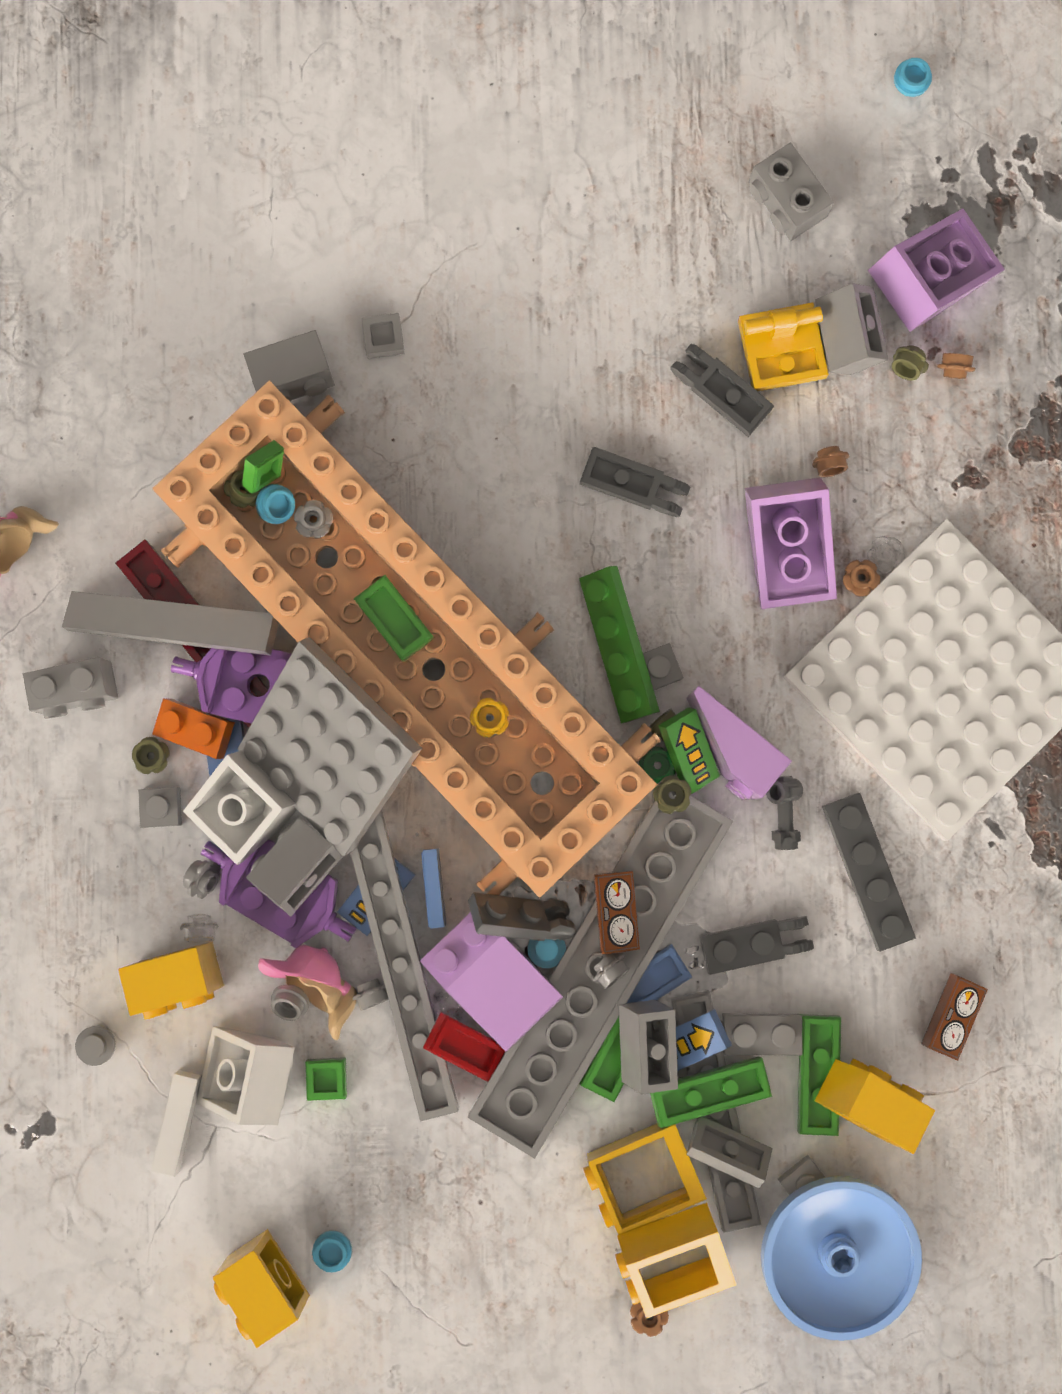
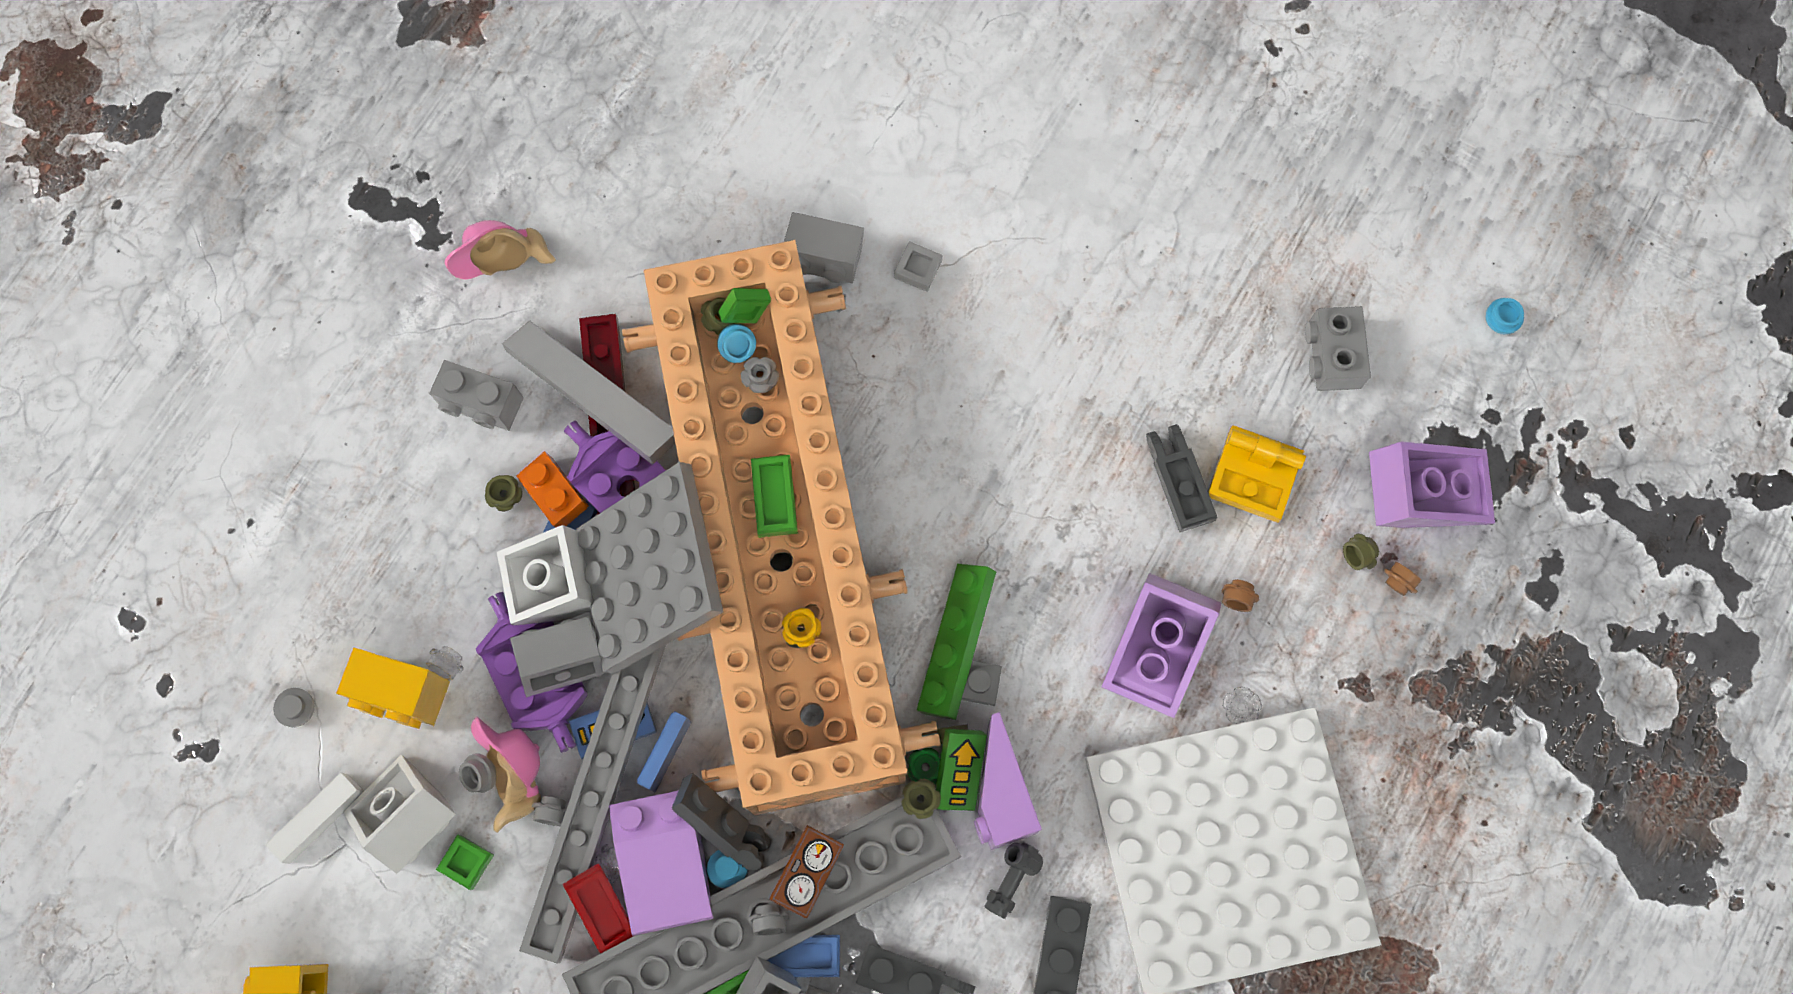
camera: 30 degrees right, 10 degrees down
(160, 807) = (482, 540): light grey plate -> none
(201, 878) = (475, 620): light grey plate -> none
(631, 481) = (1053, 509): dark grey hinge -> none
(851, 329) = (1324, 493): light grey brick -> none
(851, 579) = (1196, 712): medium nougat plate -> none

